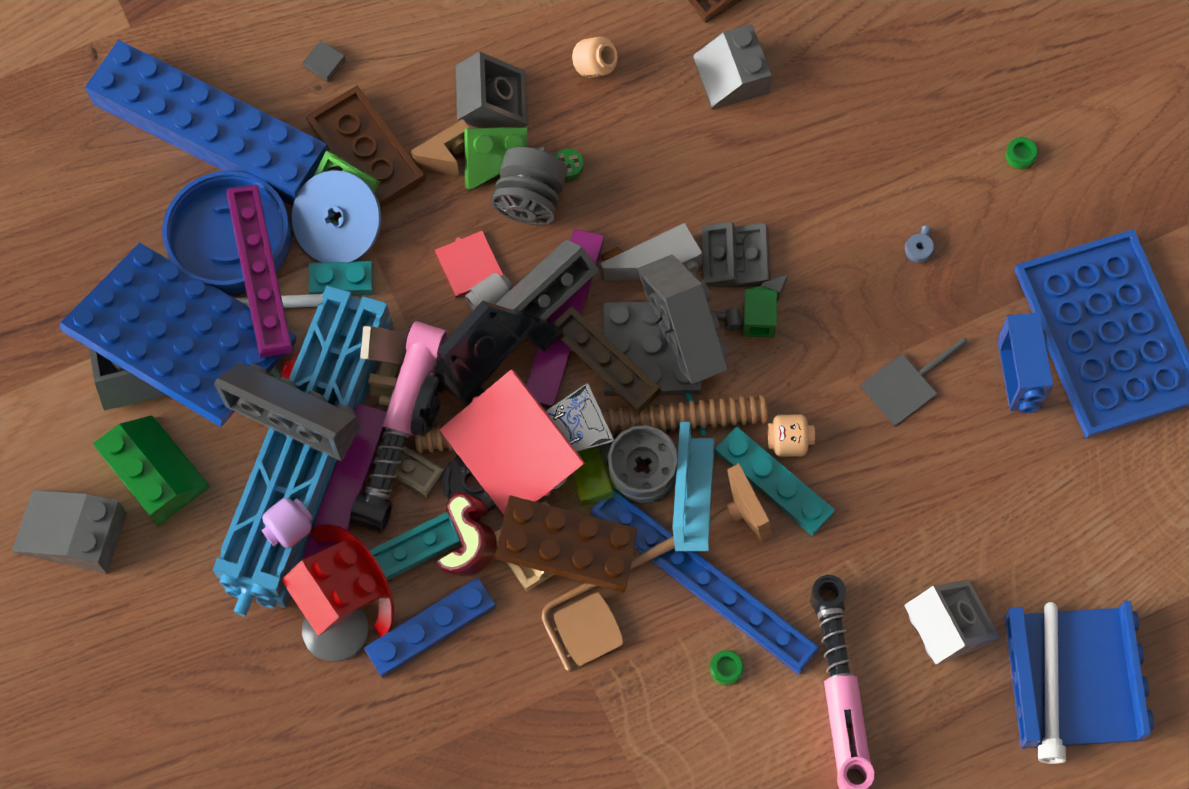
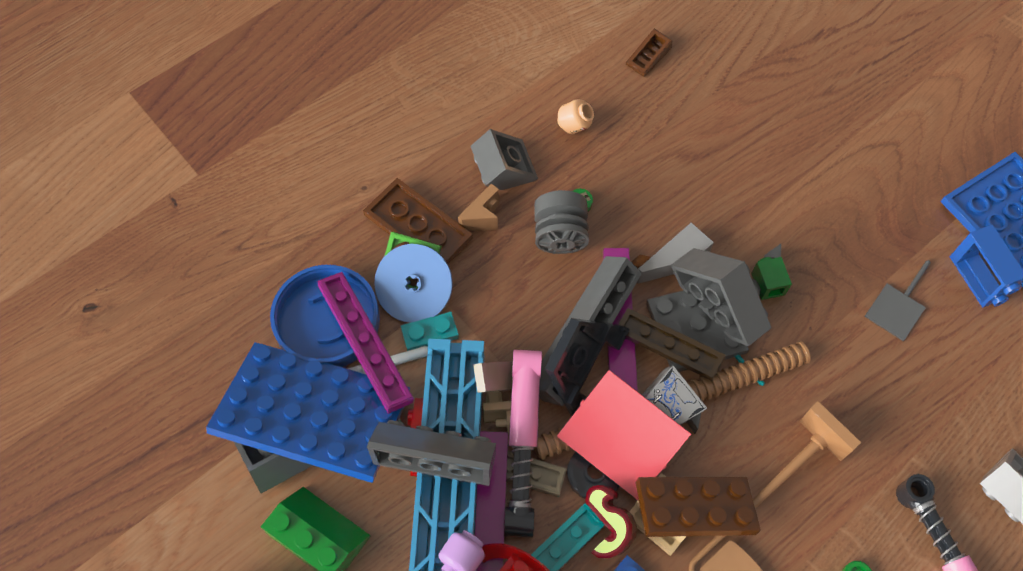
camera: 20 degrees left, 5 degrees down
(204, 120) = (281, 232): blue brick -> none
(324, 61) = (363, 166): dark grey tile -> none
(427, 404) = (544, 416): black tile -> none
(467, 262) = (529, 295): coral piece -> none
(486, 151) = (517, 205): bright green wing -> none
(489, 290) = (555, 314): light grey brick -> none
(592, 477) = (696, 447): clear neon green plate -> none
(645, 447) = (744, 413): dark grey wheel -> none
(693, 491) = (781, 435): medium azure fence -> none
(713, 586) = (820, 509): blue tile -> none
(733, 67) = (680, 102): dark grey slope -> none
(736, 255) = (735, 236): dark grey slope -> none
(775, 481) = (854, 417): teal plate -> none
(790, 435) = (833, 368): light nougat head -> none
(920, 241) = (866, 201): sand blue piece -> none
(1021, 153) = (908, 117): green tile -> none

